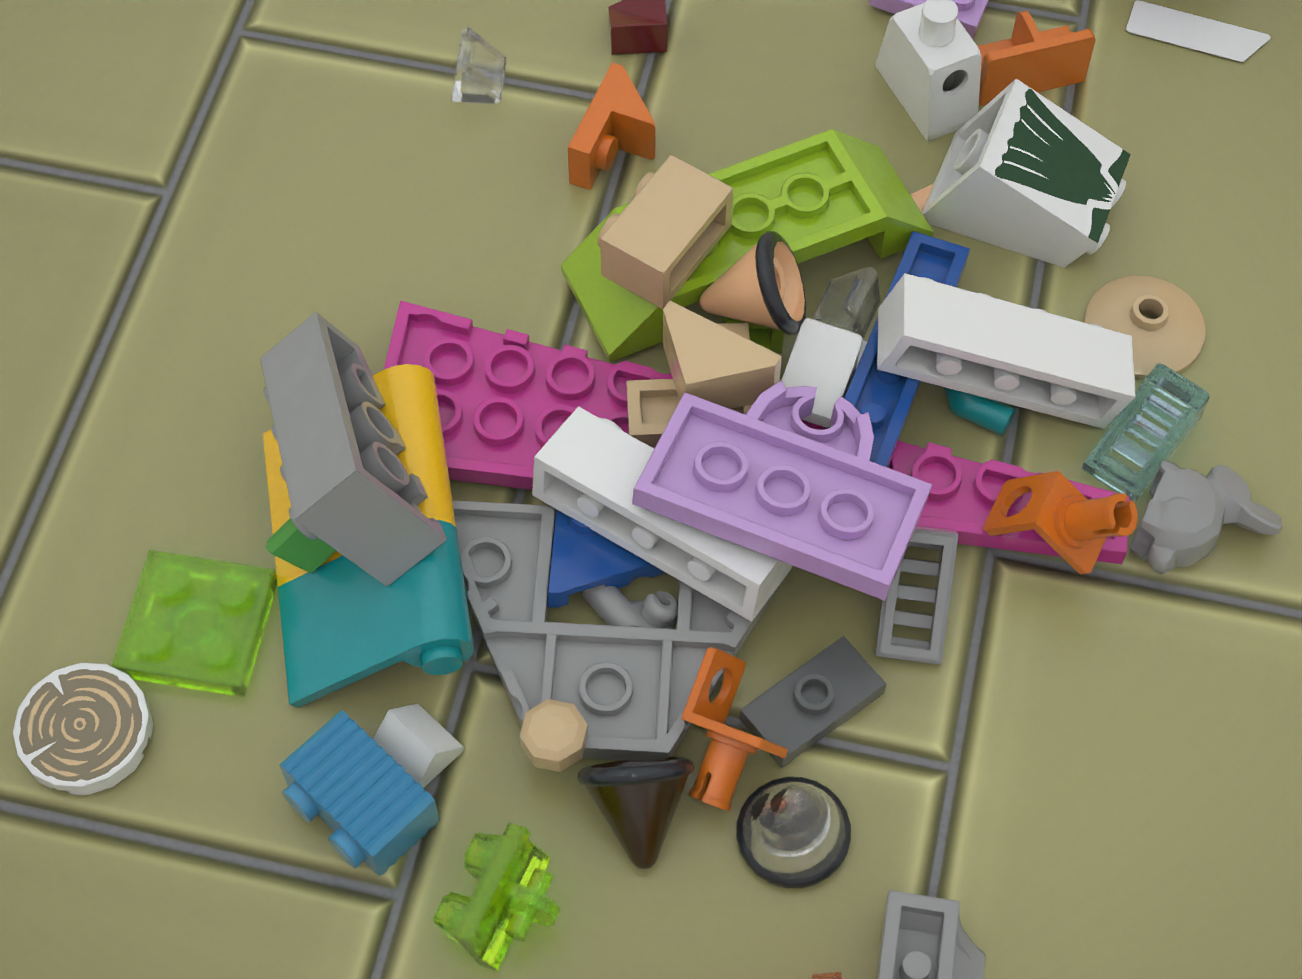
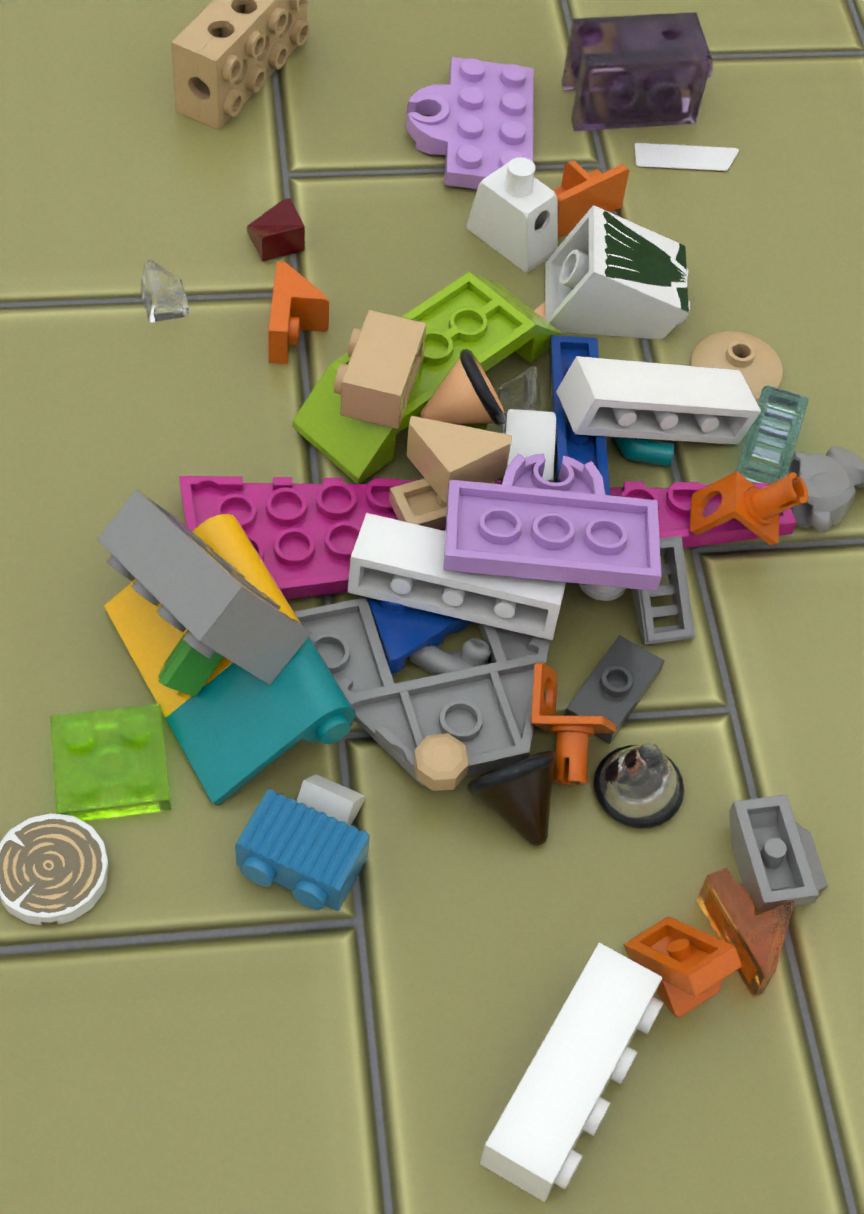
camera: 25 degrees left, 5 degrees down
(505, 899) = (455, 894): clear neon green hips -> none

